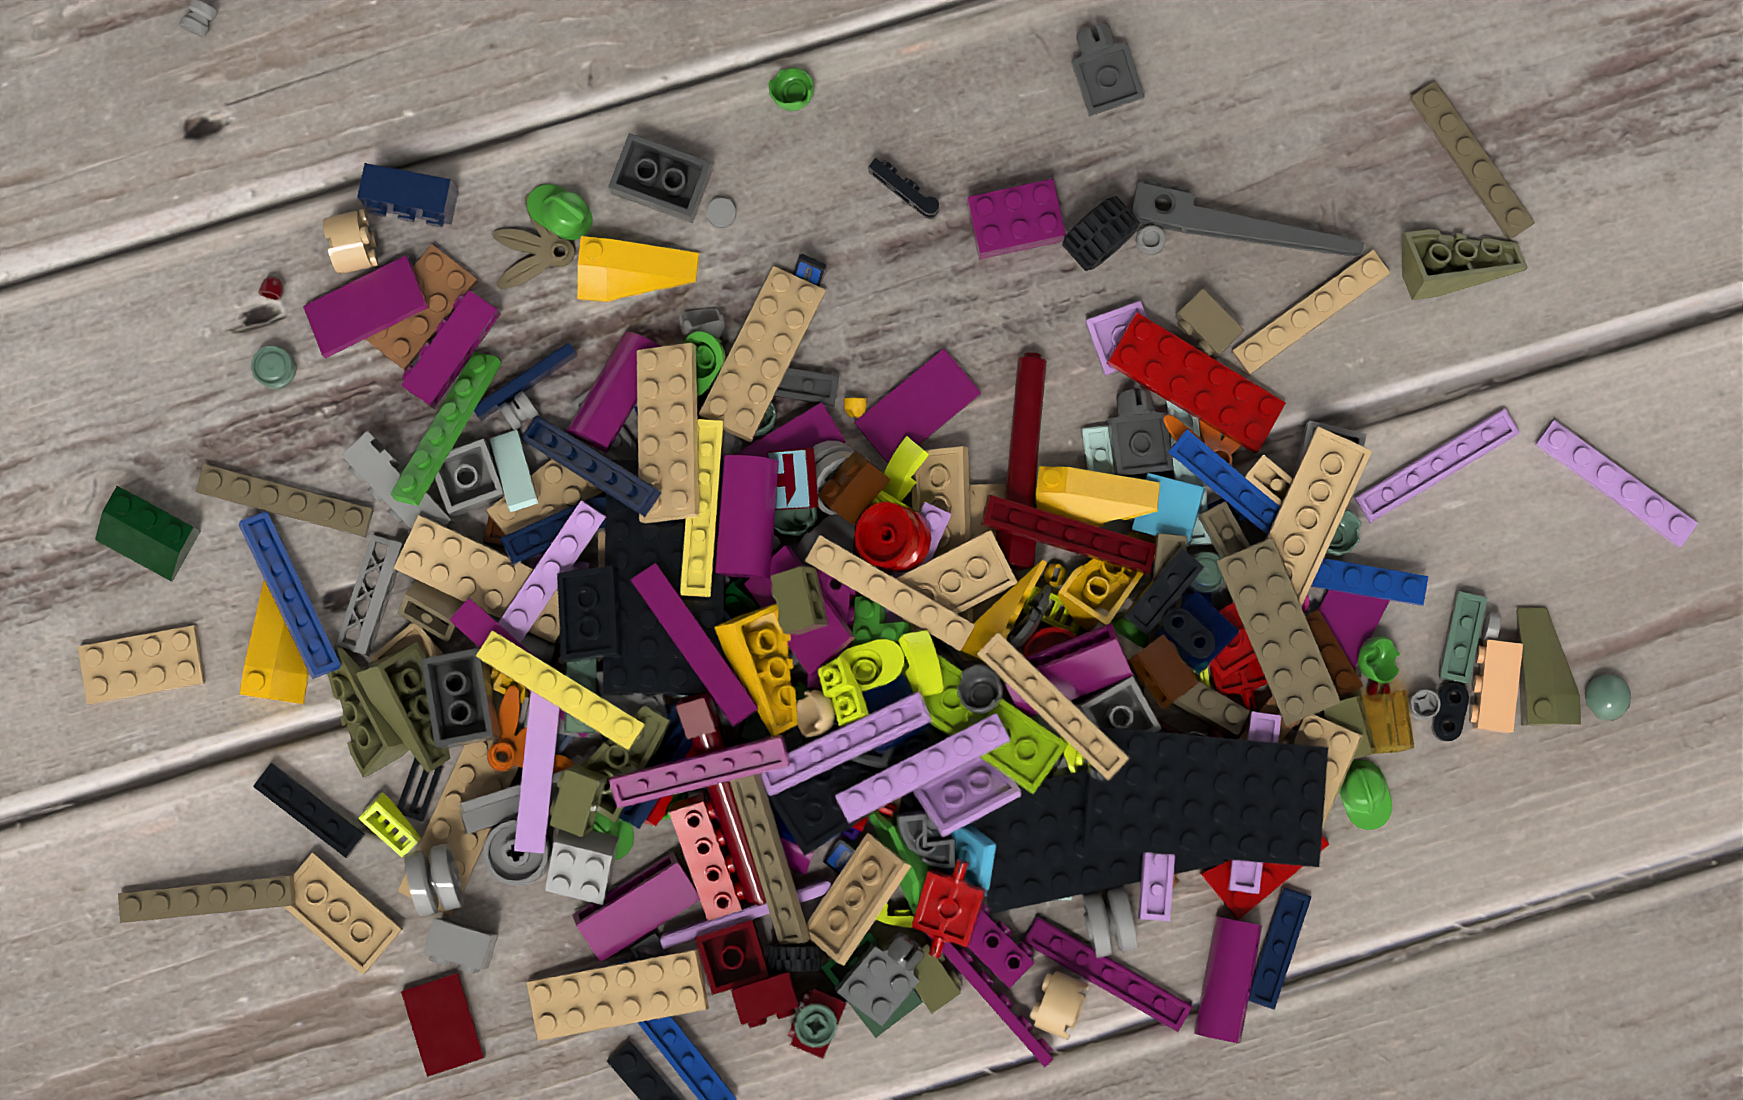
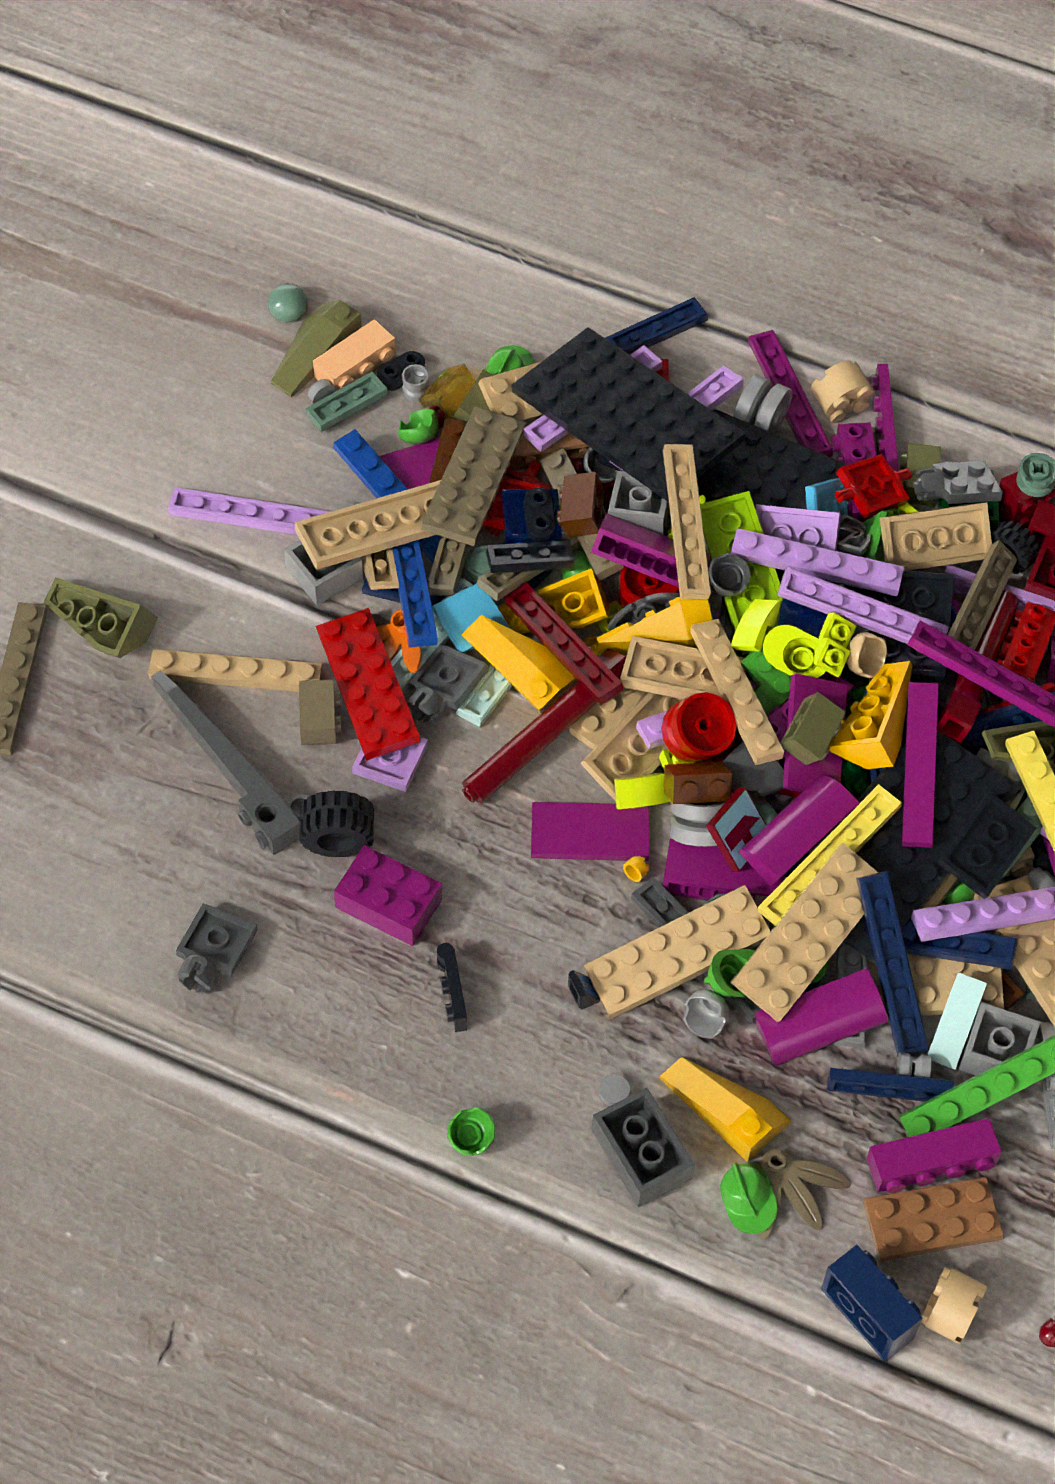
camera: 145 degrees left, 25 degrees down
(365, 306) = (981, 1246): magenta tile -> none
(1228, 980) = (710, 329): magenta brick -> none
(1616, 484) = (144, 414): lavender plate -> none

